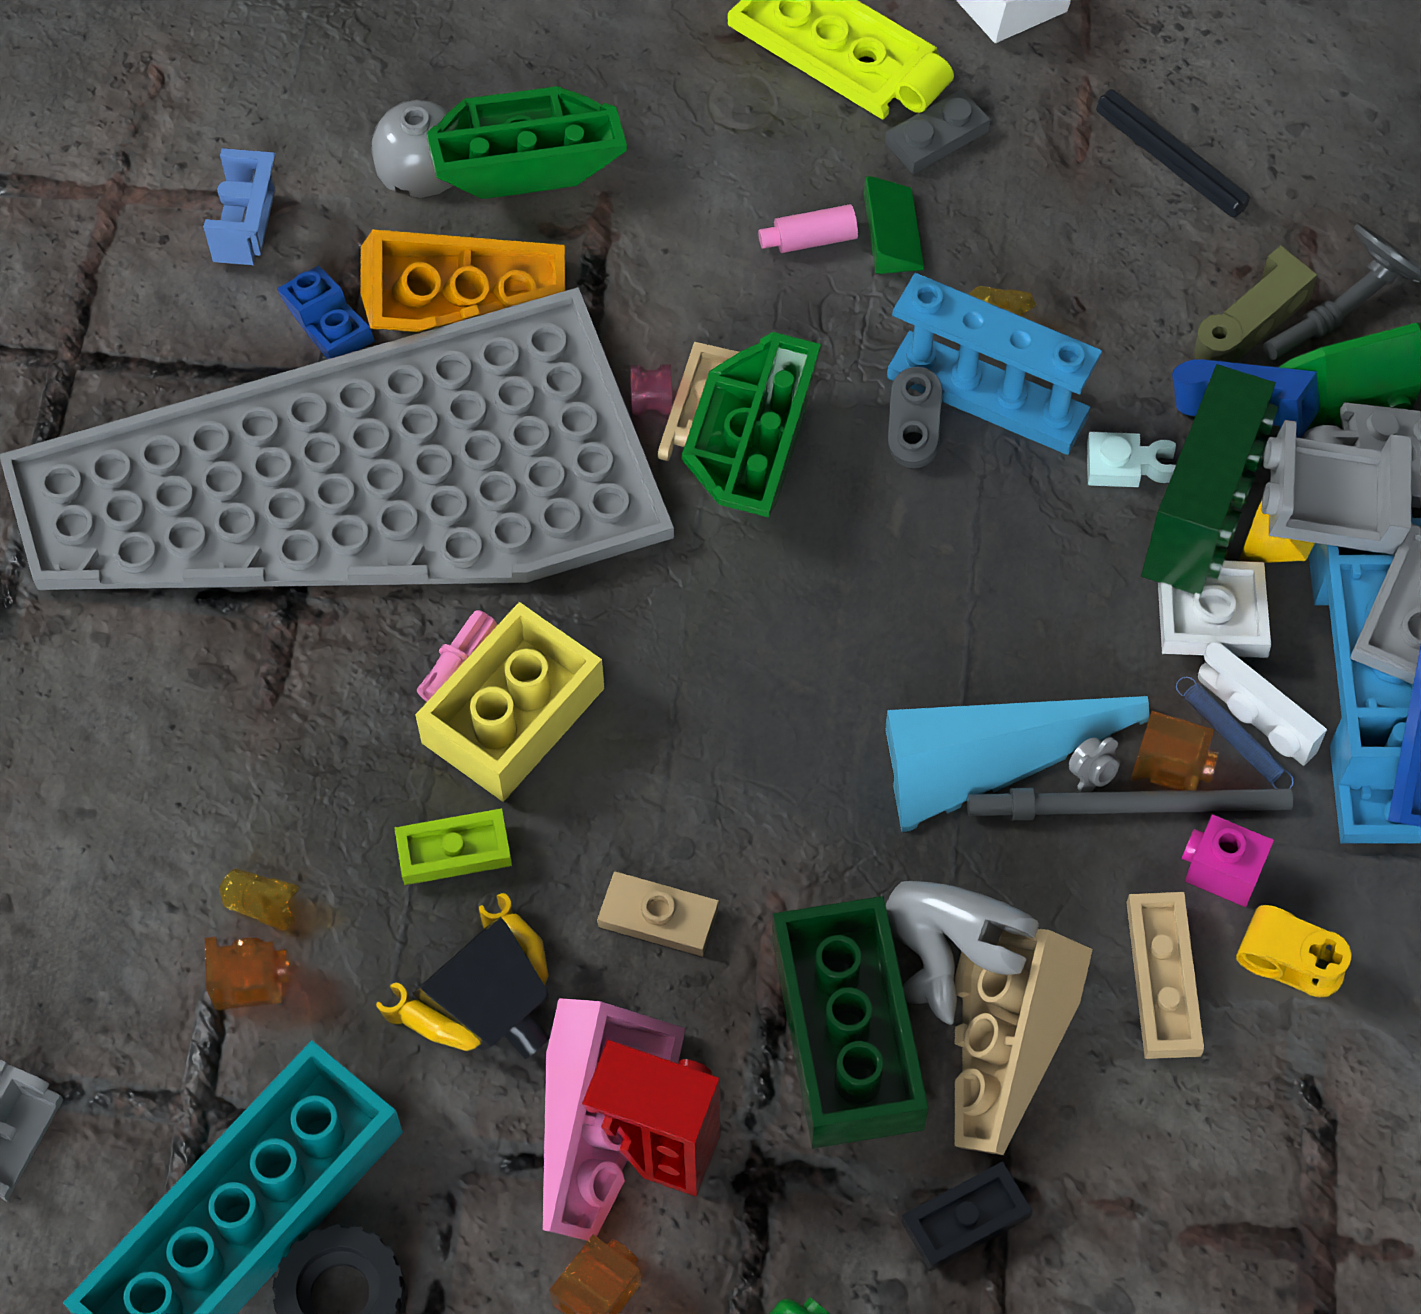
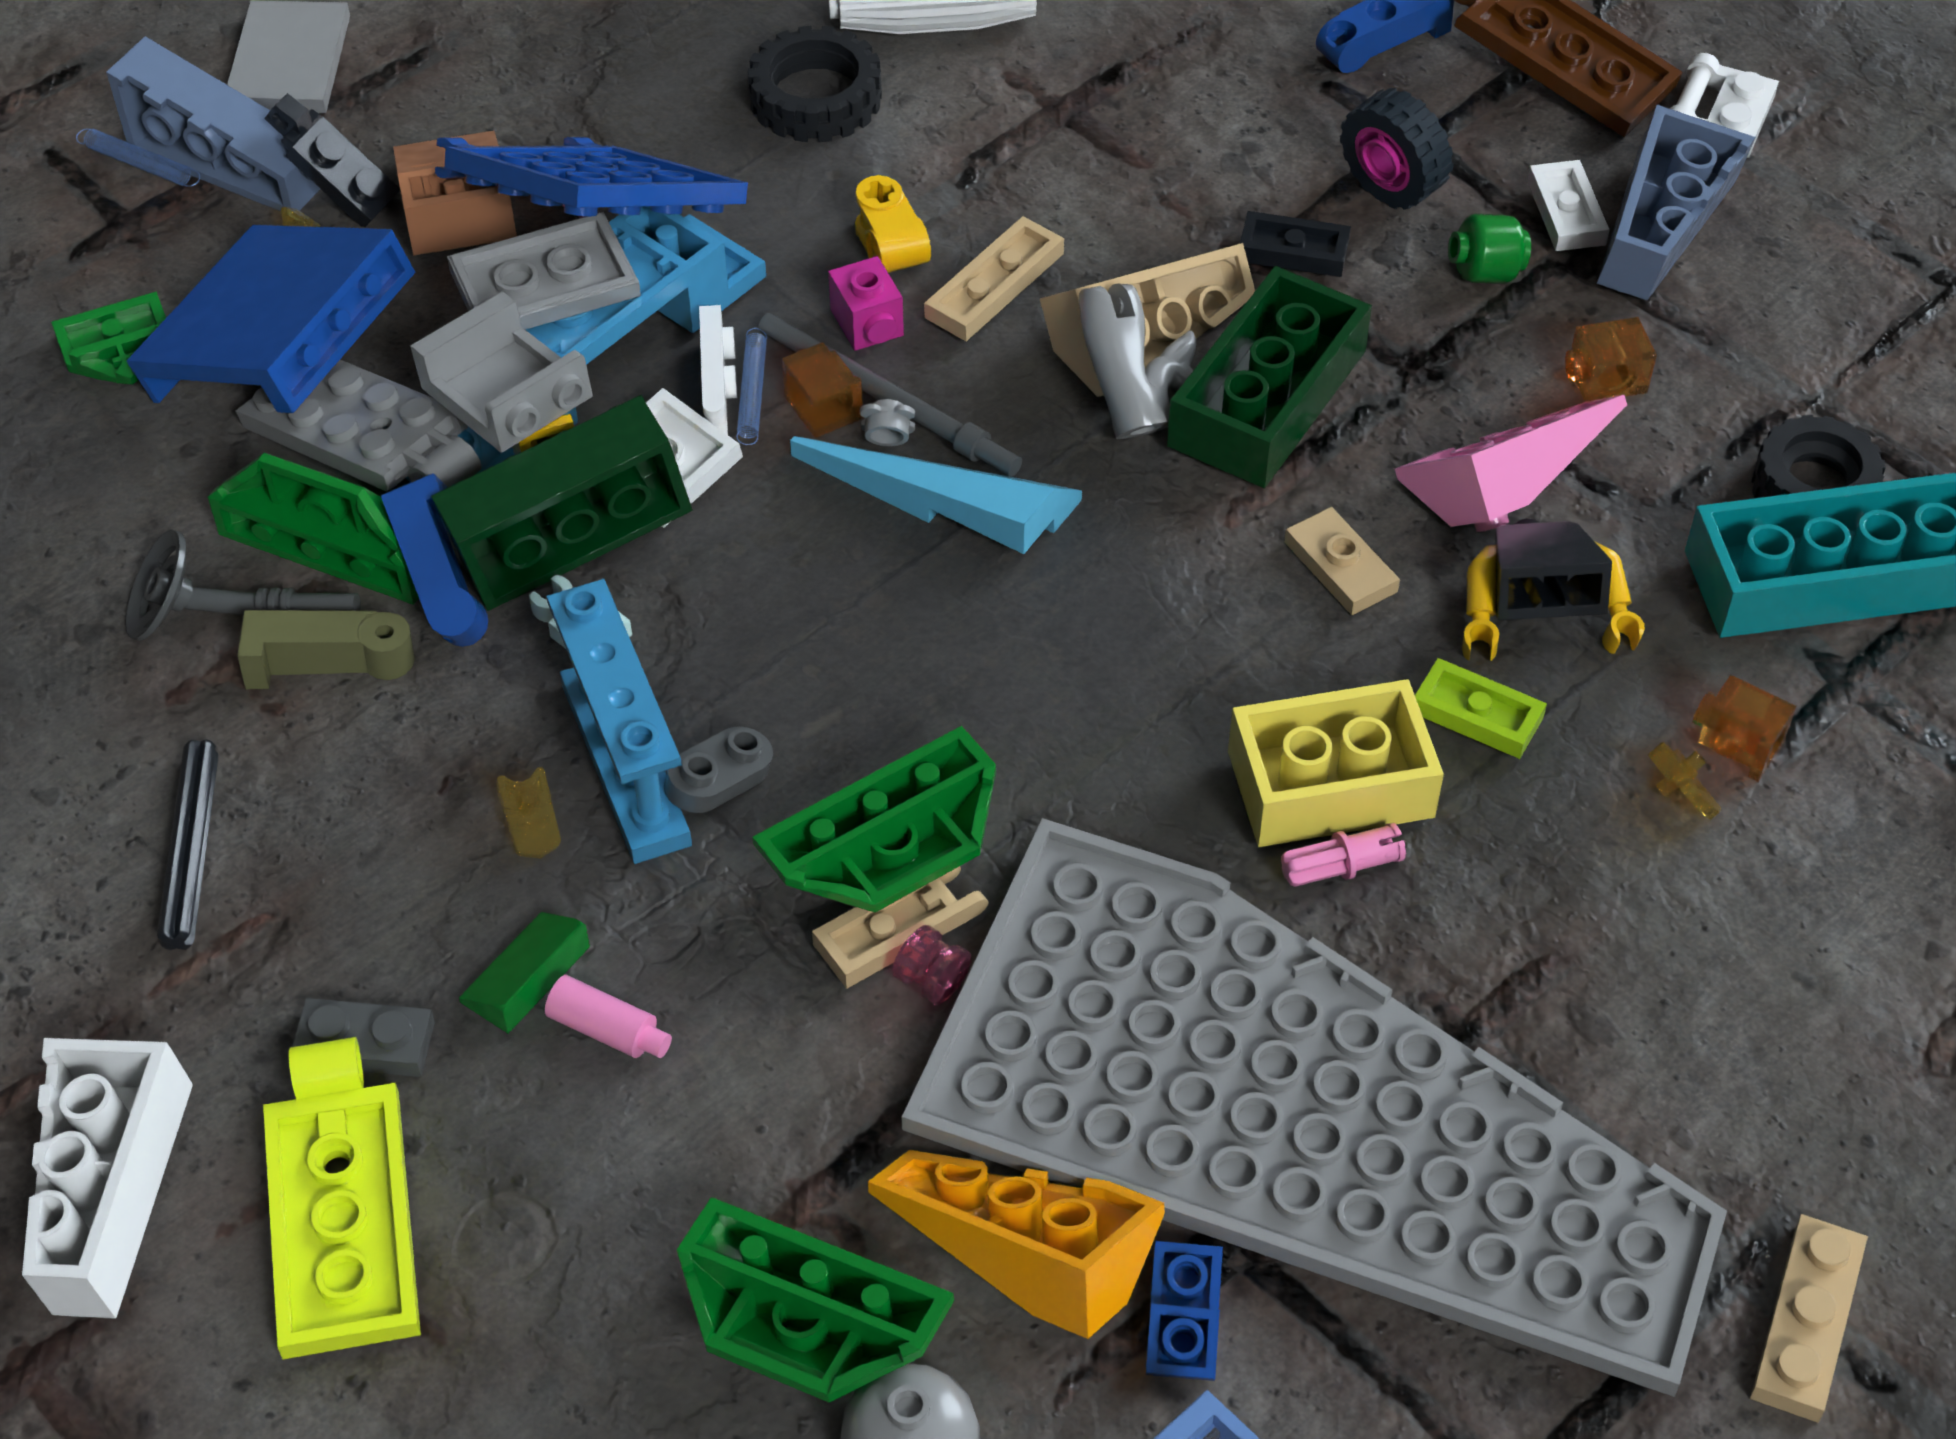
camera: 140 degrees left, 10 degrees down
(661, 1111) = (1486, 355): red wedge -> none

